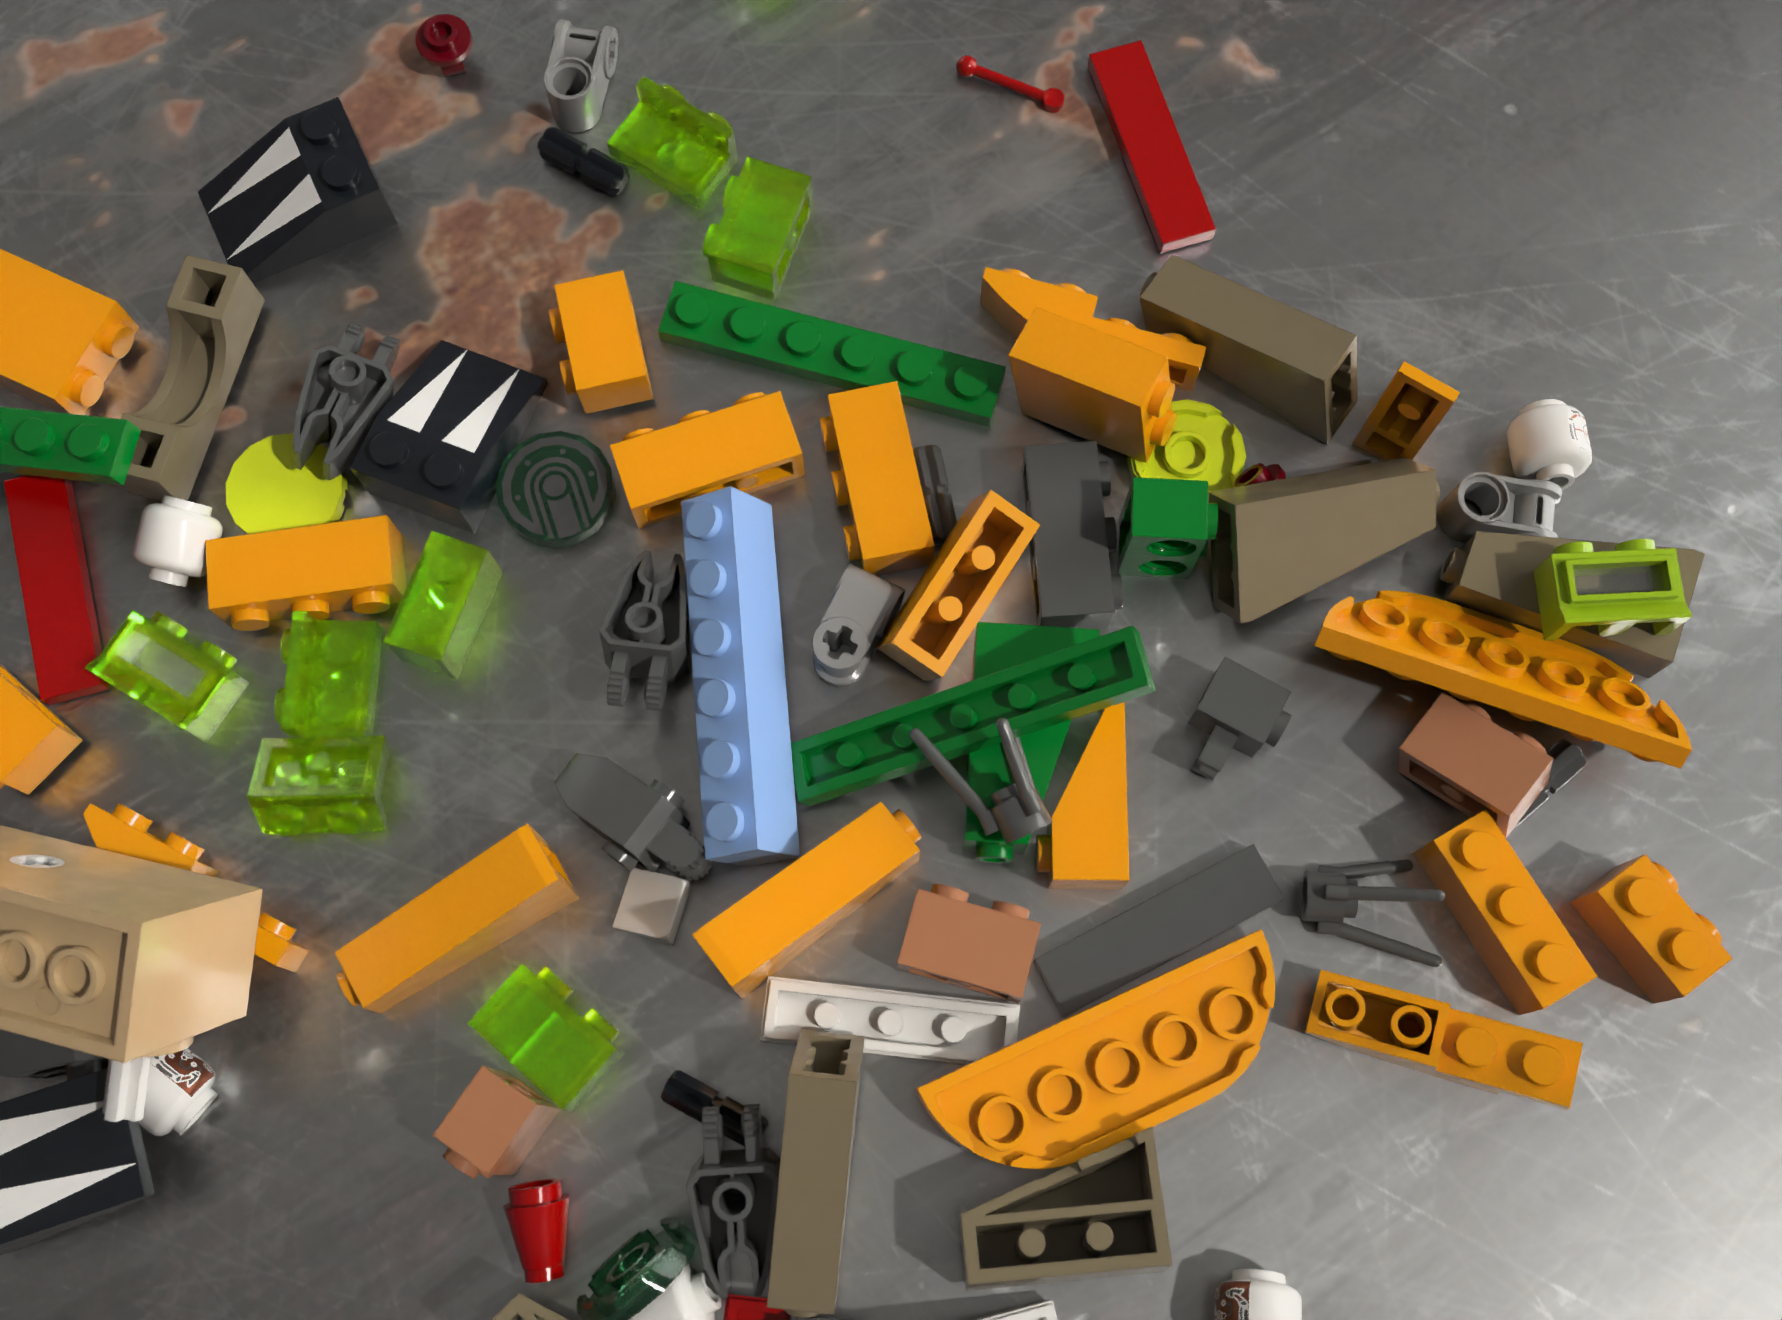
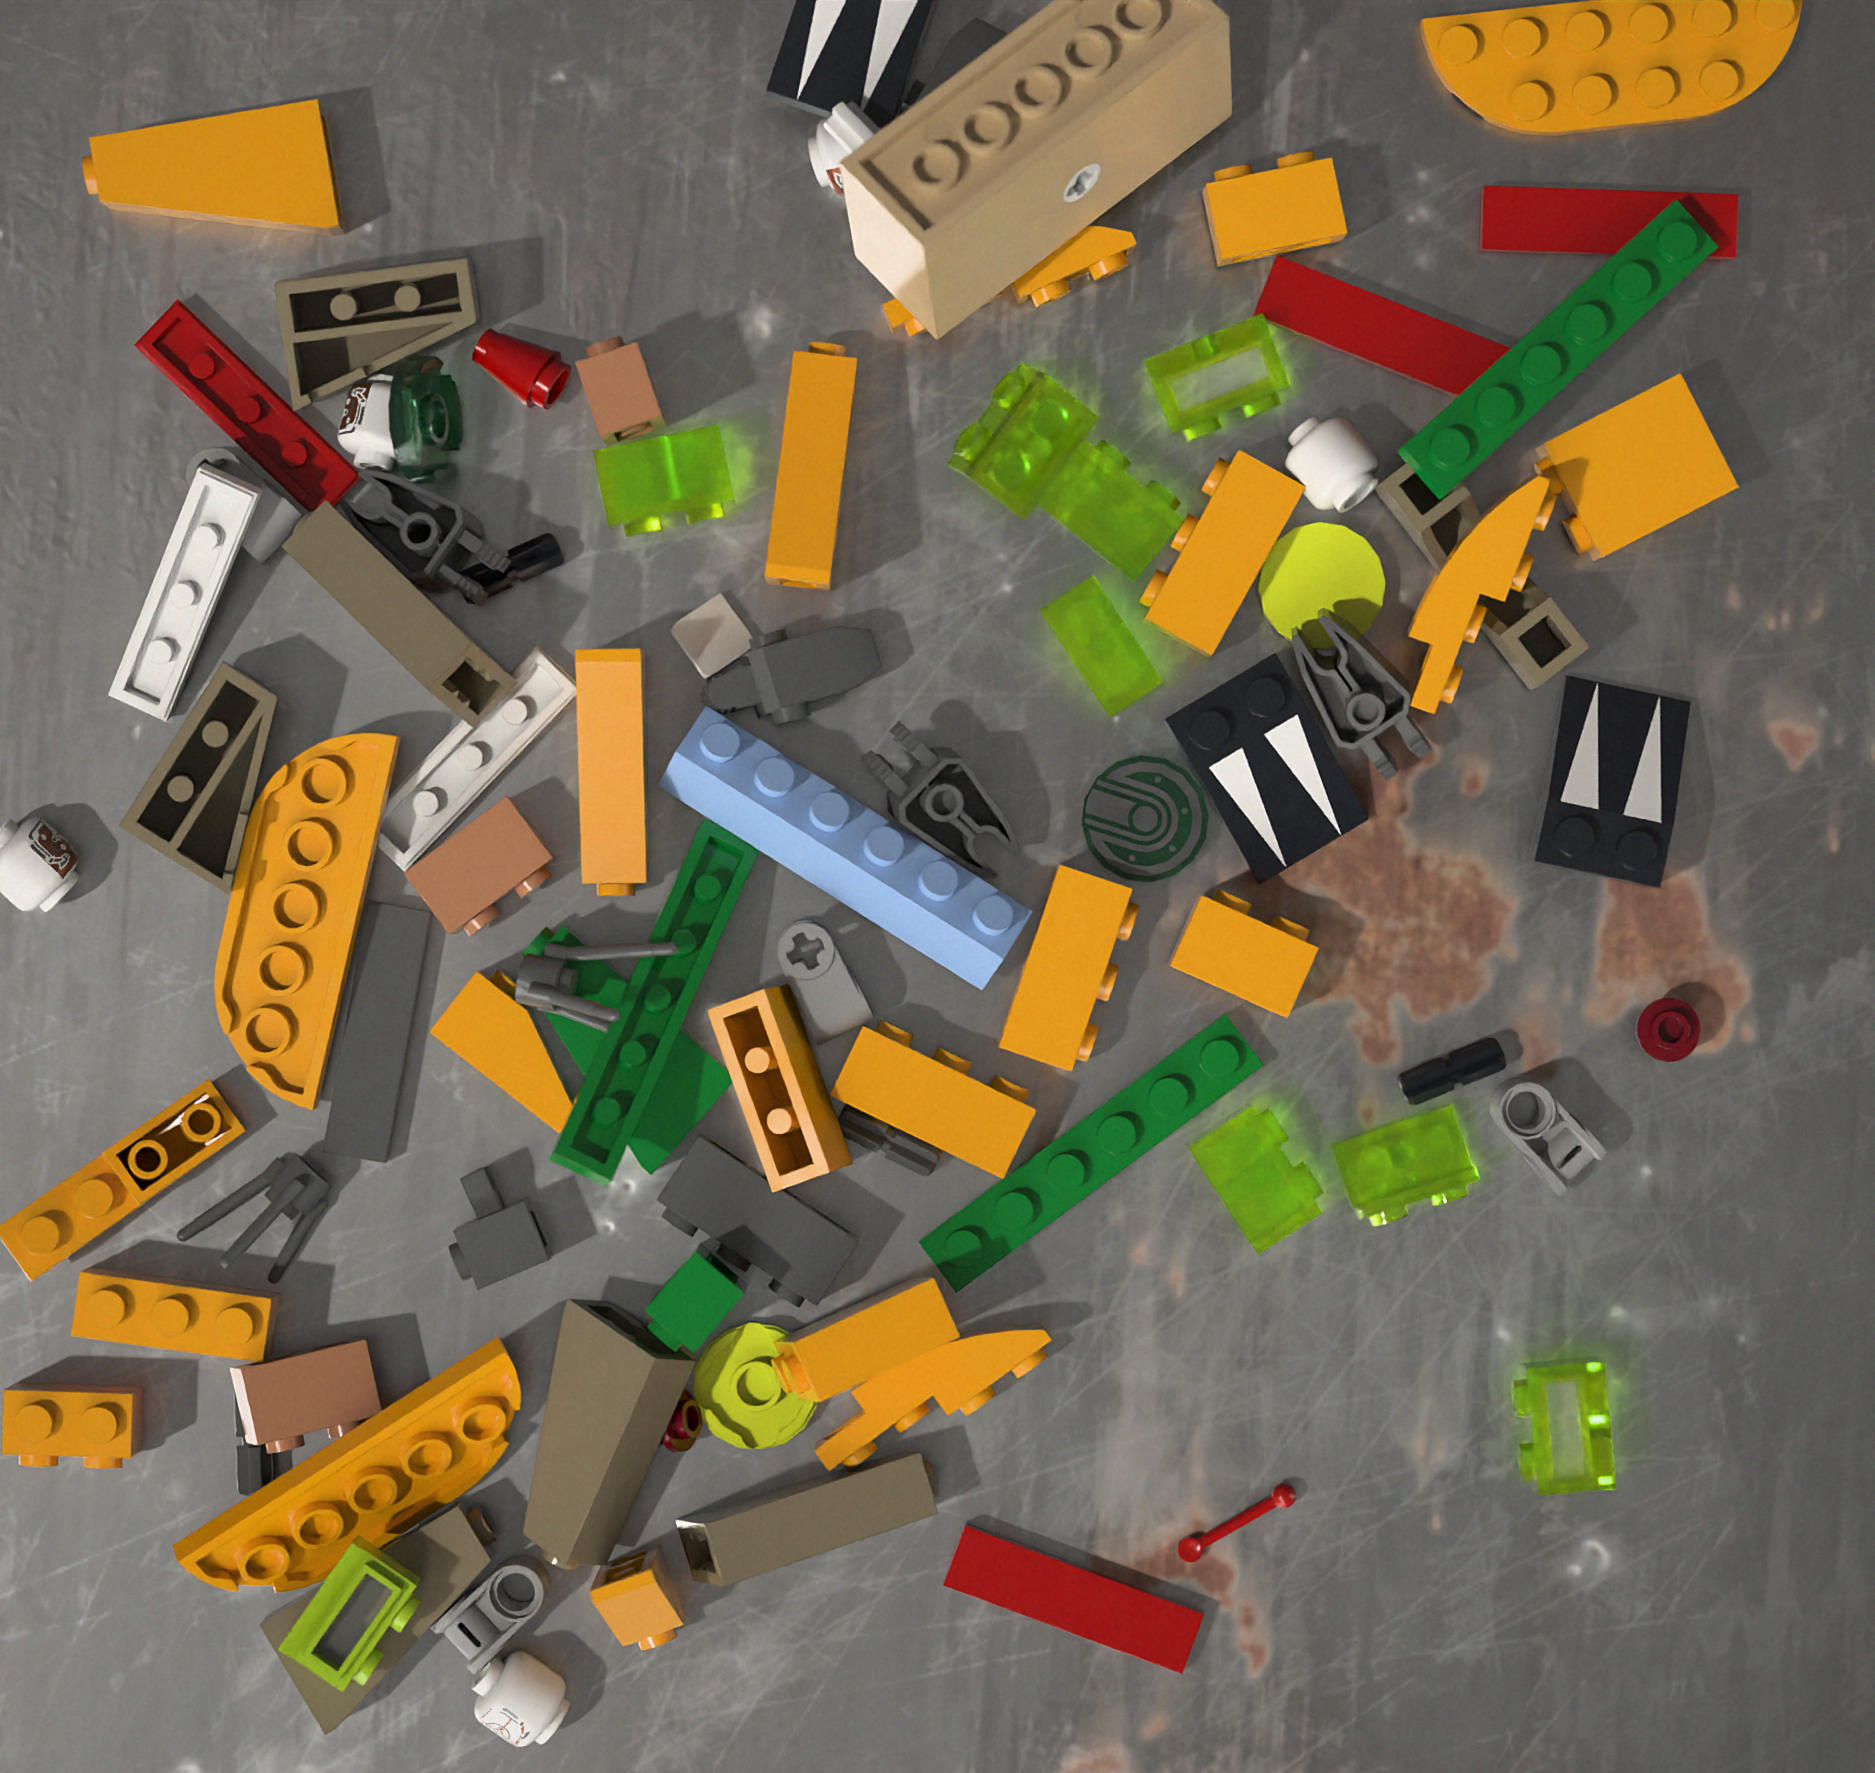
camera: 120 degrees right, 15 degrees up
(173, 372) = (1483, 561): none -> light orange slope

